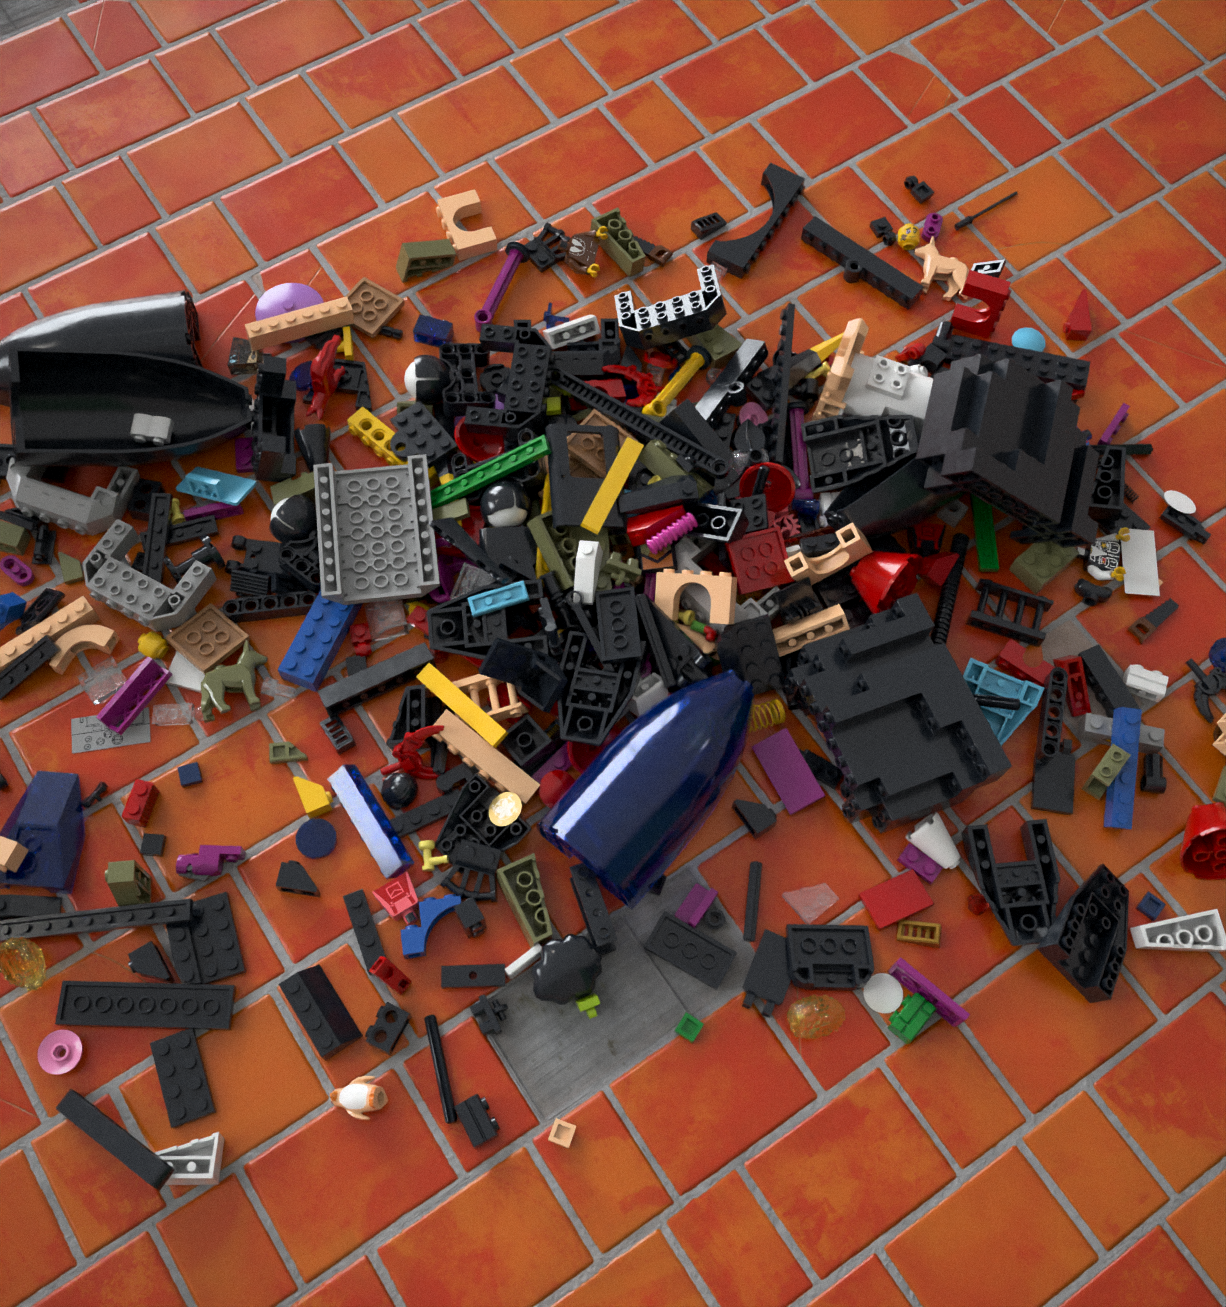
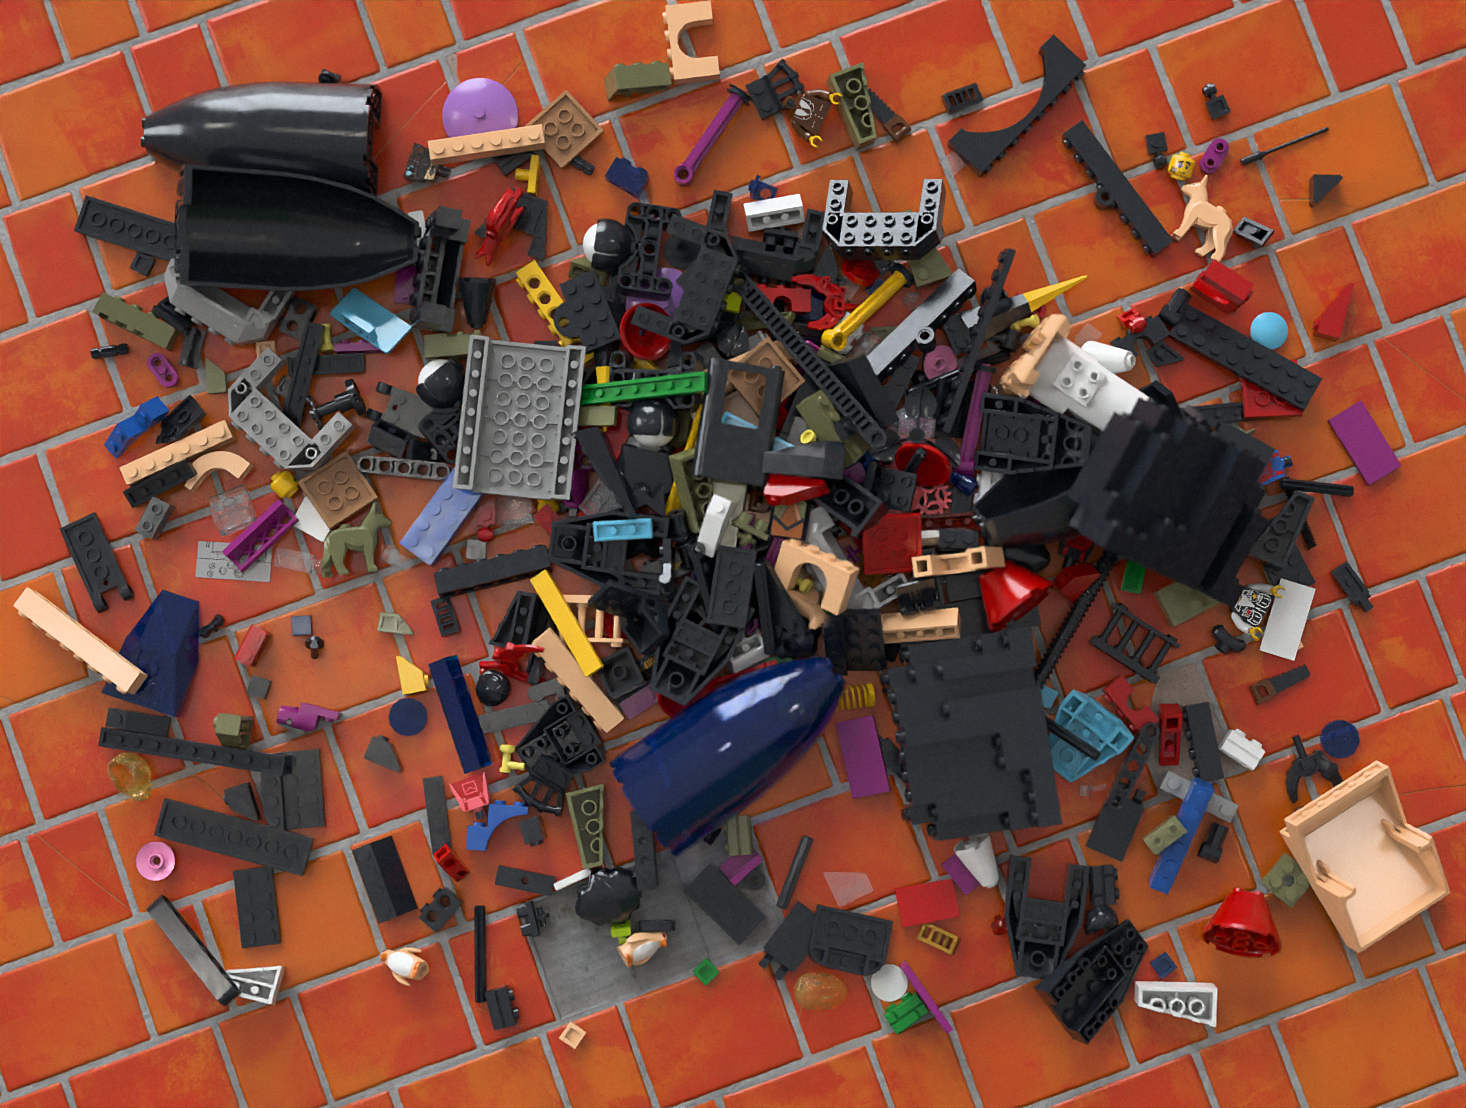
camera: 20 degrees right, 20 degrees up
(22, 703) = (155, 518): none -> dark grey brick
(151, 428) = (314, 240): white brick -> none
(205, 789) = (314, 643): none -> plate
(302, 376) = (480, 203): clear blue tile -> none
(505, 809) = (586, 735): sticker -> none
(553, 786) = (639, 722): red dish -> none
(612, 485) = (761, 439): yellow tile -> none
(614, 1015) = (641, 947): none -> light nougat animal
(624, 989) = (656, 925): none -> black beam
(671, 533) = (807, 505): dark pink piece -> none
(687, 876) = (739, 836): none -> olive brick
(704, 629) = (817, 601): arm -> none
(755, 817) = (819, 795): black slope -> none
(1013, 754) = (1084, 790): none -> clear hand
(1028, 229) = (1320, 185): none -> black slope
(1064, 839) = (1102, 884): none -> black brick
(1075, 870) = (1099, 918): none -> black hair
(1113, 427) = (1319, 459): magenta plate -> none
(1145, 410) = (1364, 443): none -> magenta tile
(1180, 502) = (1357, 561): white sticker -> none

